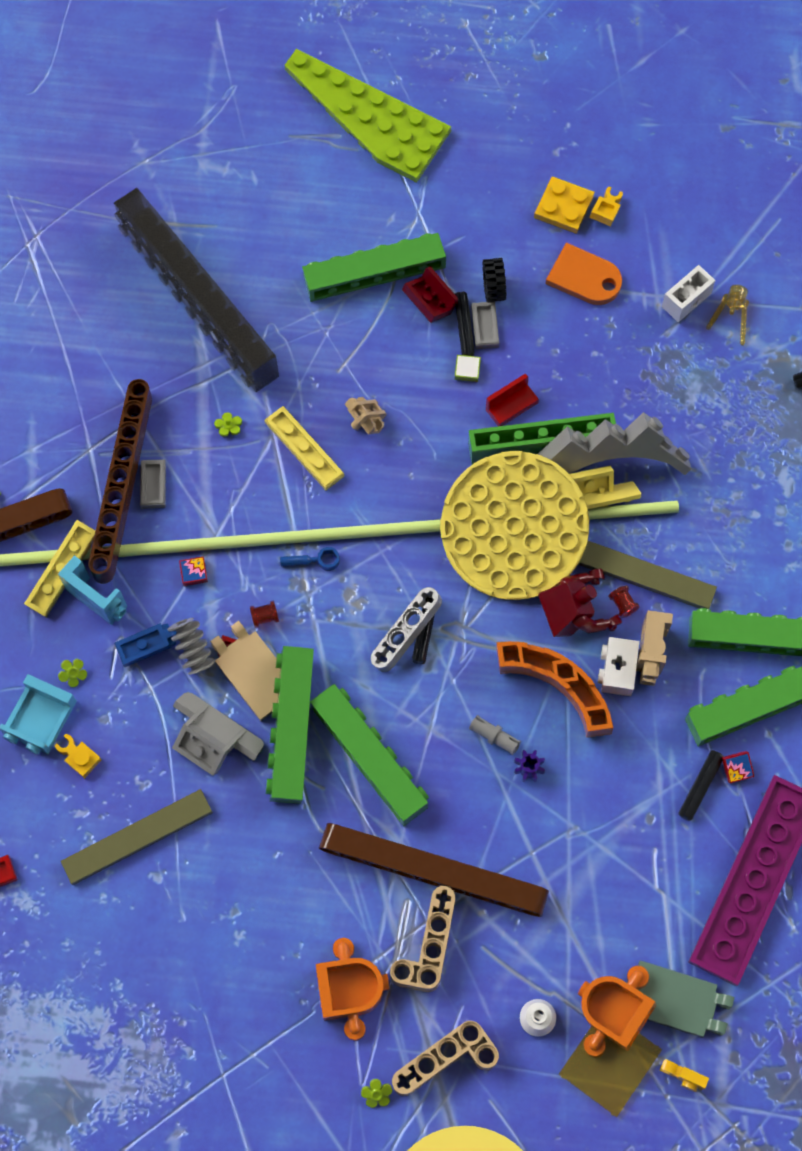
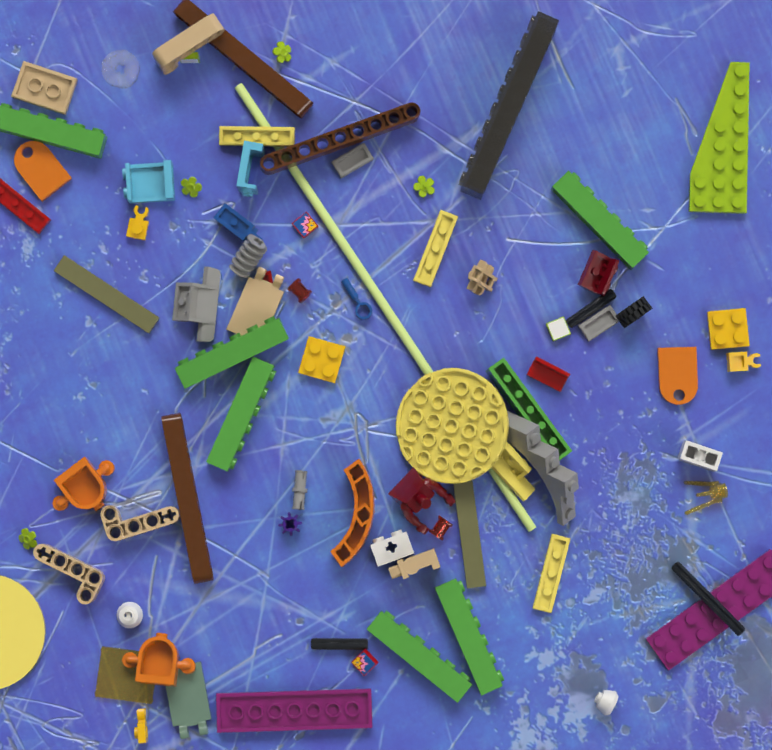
camera: 60 degrees right, 15 degrees up
(356, 632) = (321, 359): none -> yellow plate
(403, 627) = (339, 393): light grey beam -> none
(422, 640) = (349, 403): black axle -> none
(738, 512) = (551, 573): none -> light yellow tile

